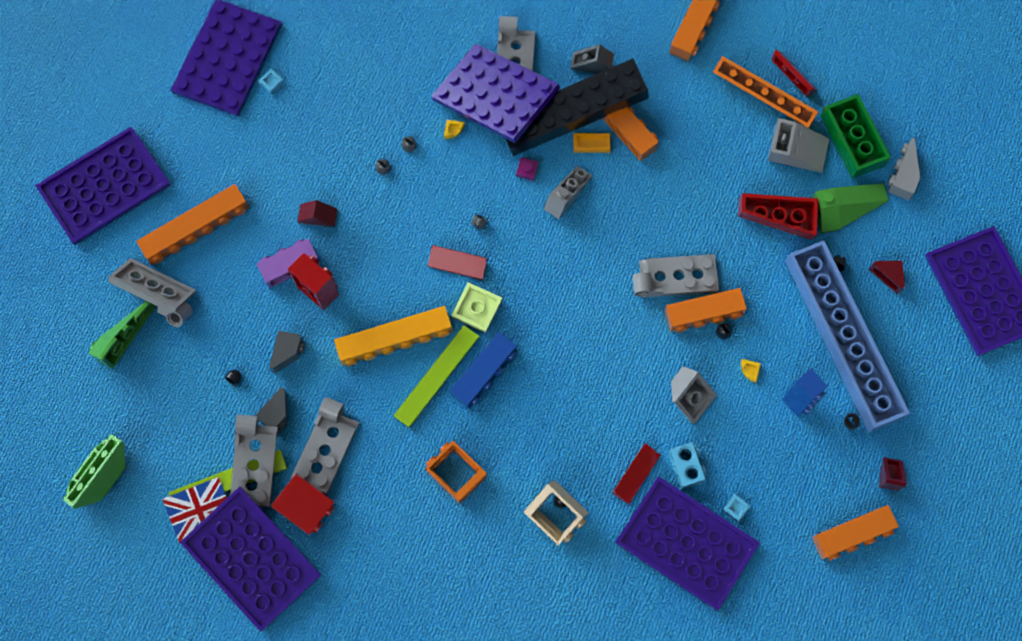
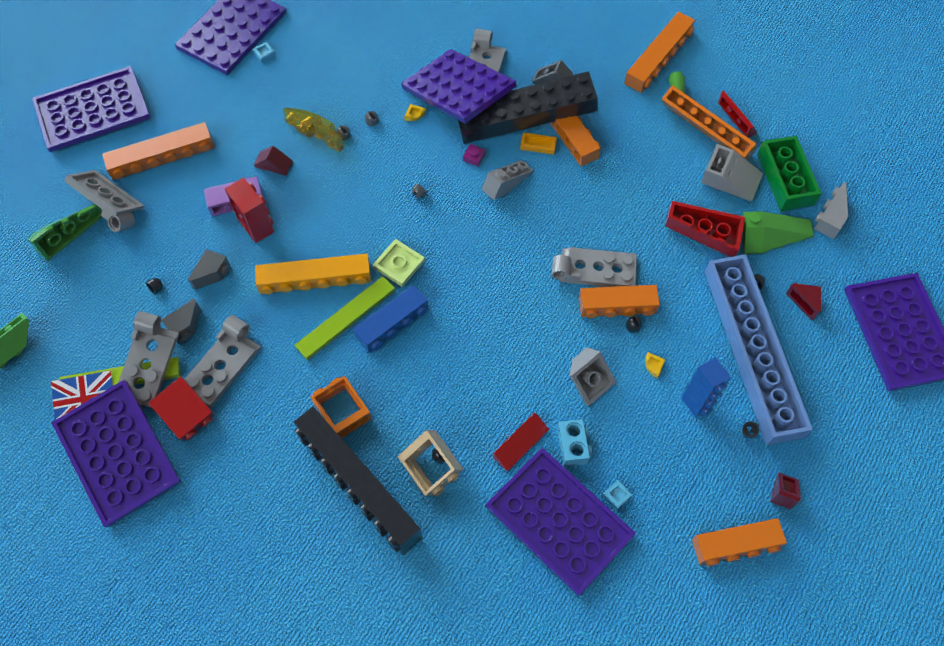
camera: 10 degrees right, 10 degrees down
(346, 163) = (313, 124): none -> clear yellow slope
(457, 262) = (390, 221): slope -> none
(491, 542) = (358, 481): none -> black brick
(726, 45) = (678, 80): none -> bright green cone

